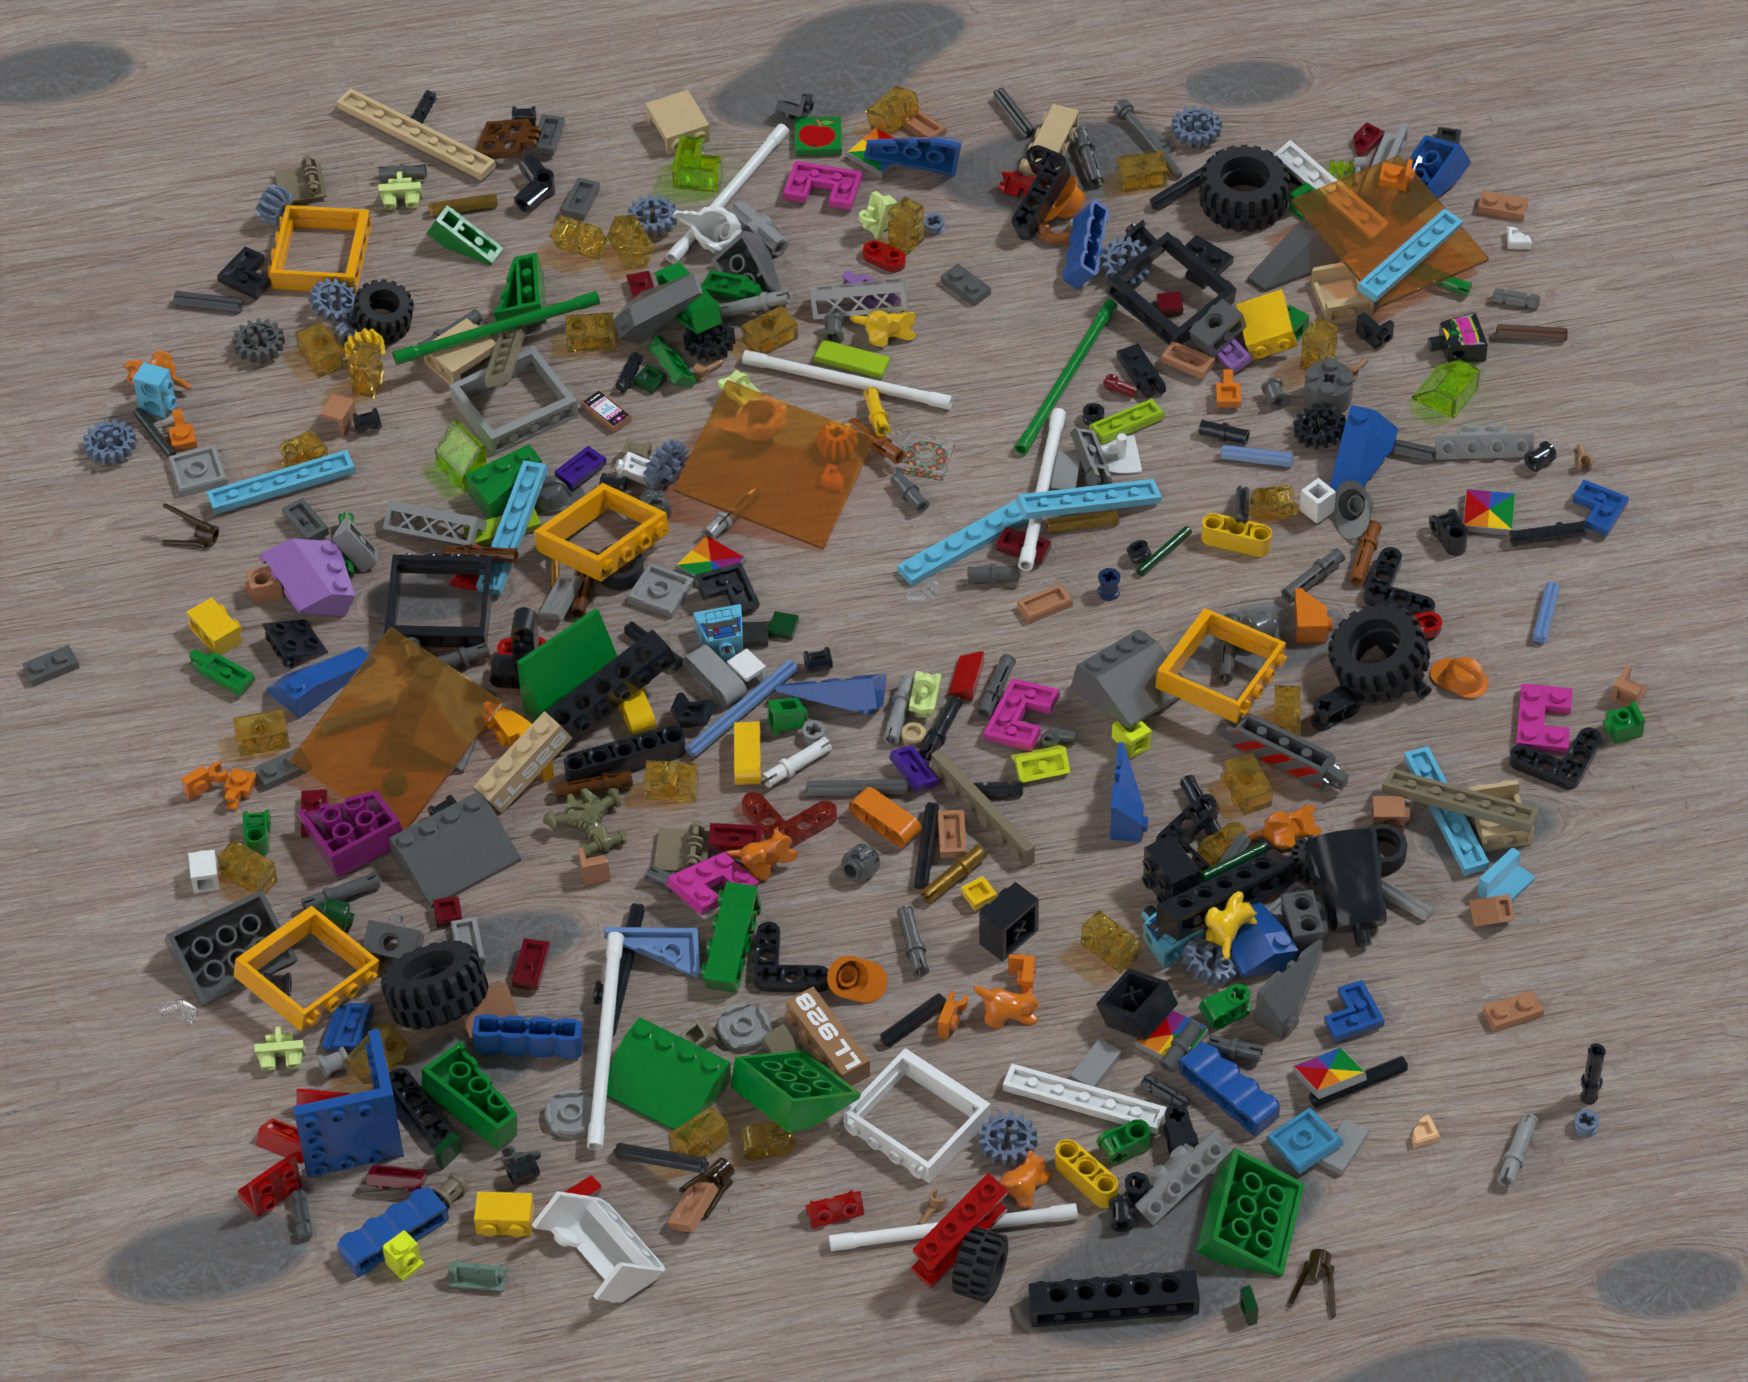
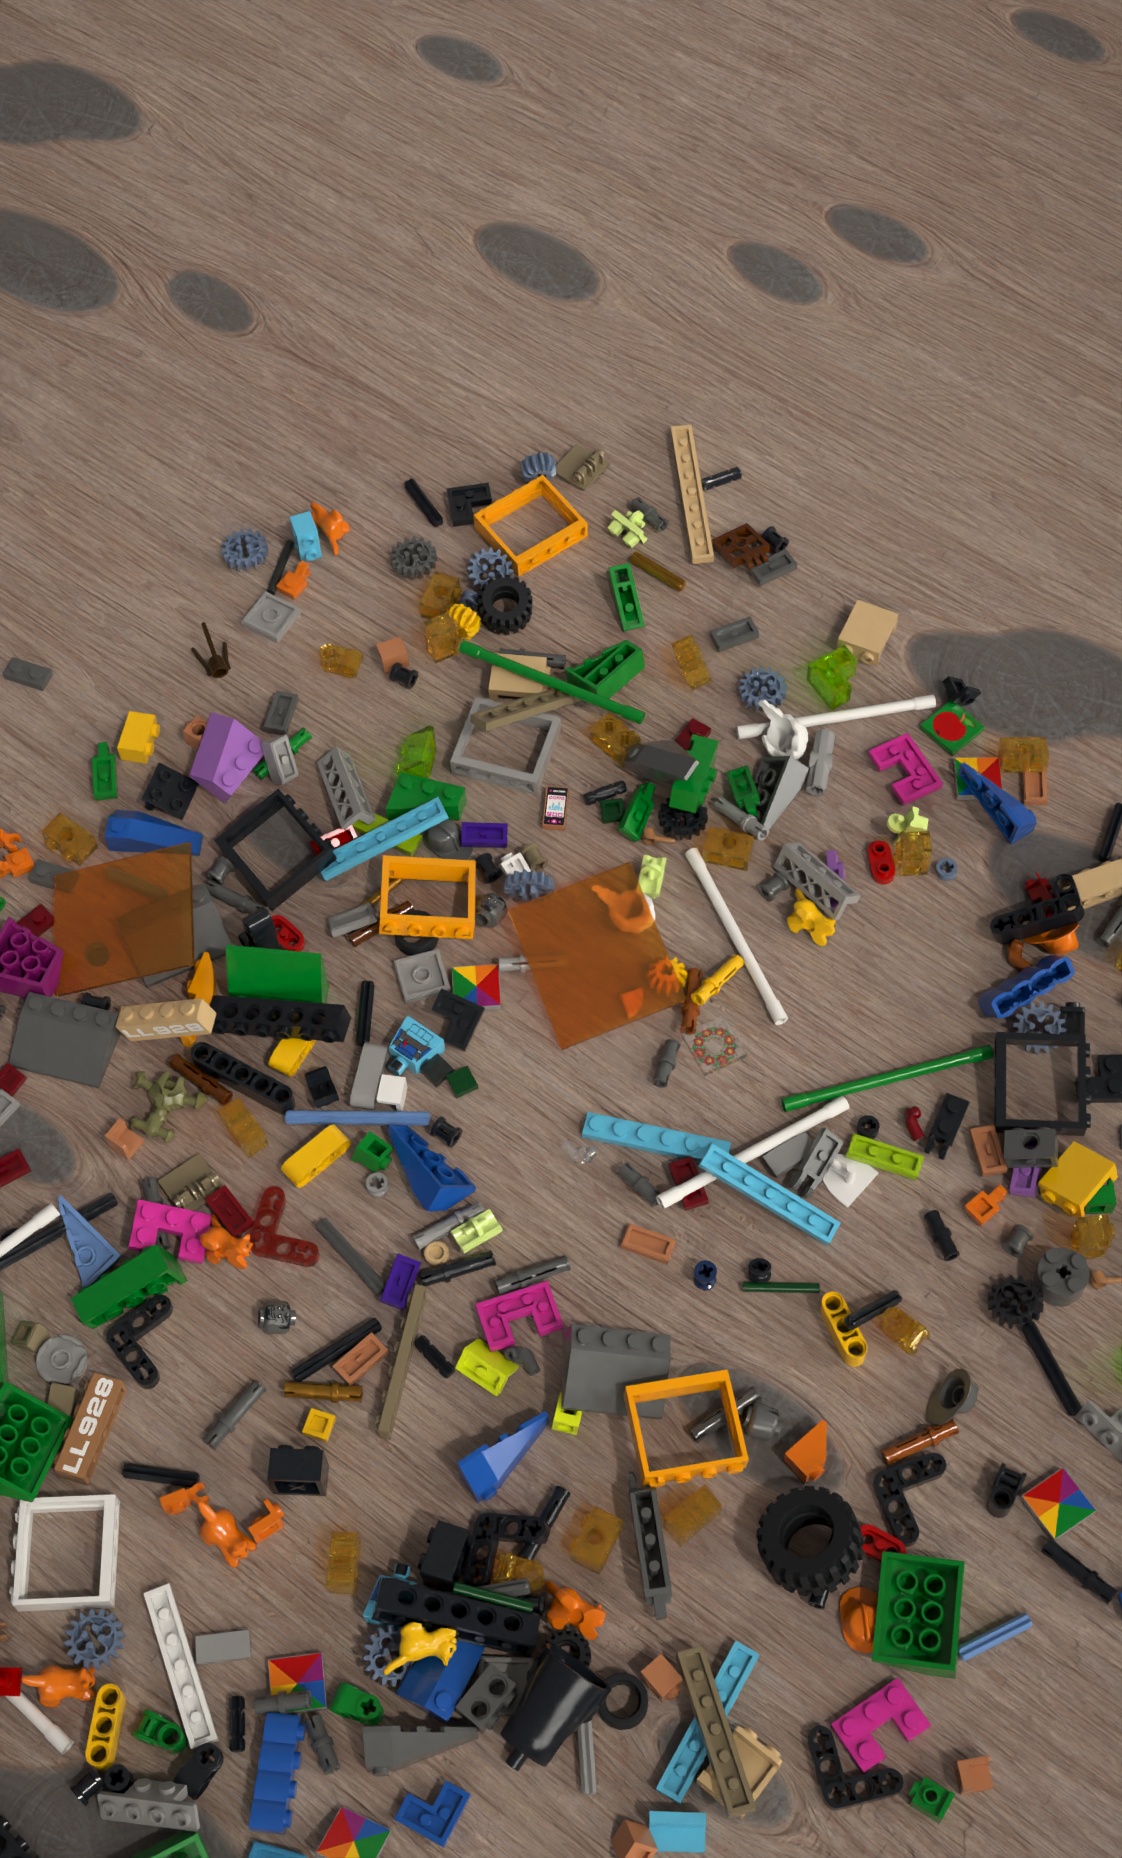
camera: 50 degrees right, 10 degrees up
(280, 482) = (303, 671): medium azure plate -> none
(499, 555) = (334, 833): reddish brown pin -> none
(540, 186) = (723, 600): black piece -> none
(630, 241) = (720, 695): clear yellow brick -> none
(787, 767) = (336, 1195): white pin -> none
(852, 359) = (759, 922): lime tile -> none
(857, 979) = (159, 1403): orange piece -> none
(885, 817) = (336, 1299): orange beam -> none
(965, 285) = (909, 937): dark grey plate -> none
(967, 675) = (526, 1246): red slope -> none
(1082, 521) = (765, 1215): pearl gold axle -> none
(1137, 1004) = (294, 1635): black brick -> none
(1170, 303) = (1034, 1091): dark red tile -> none
(1258, 456) = (943, 1279): medium blue axle -> none
(1317, 500) = (932, 1363): white brick -> none
(1320, 569) = (860, 1419): dark grey pin -> none
(1333, 708) = (737, 1546): black piece -> none
(1363, 446) = (1017, 1355): blue wedge -> none
(1493, 632) = (919, 1614): none -> green slope

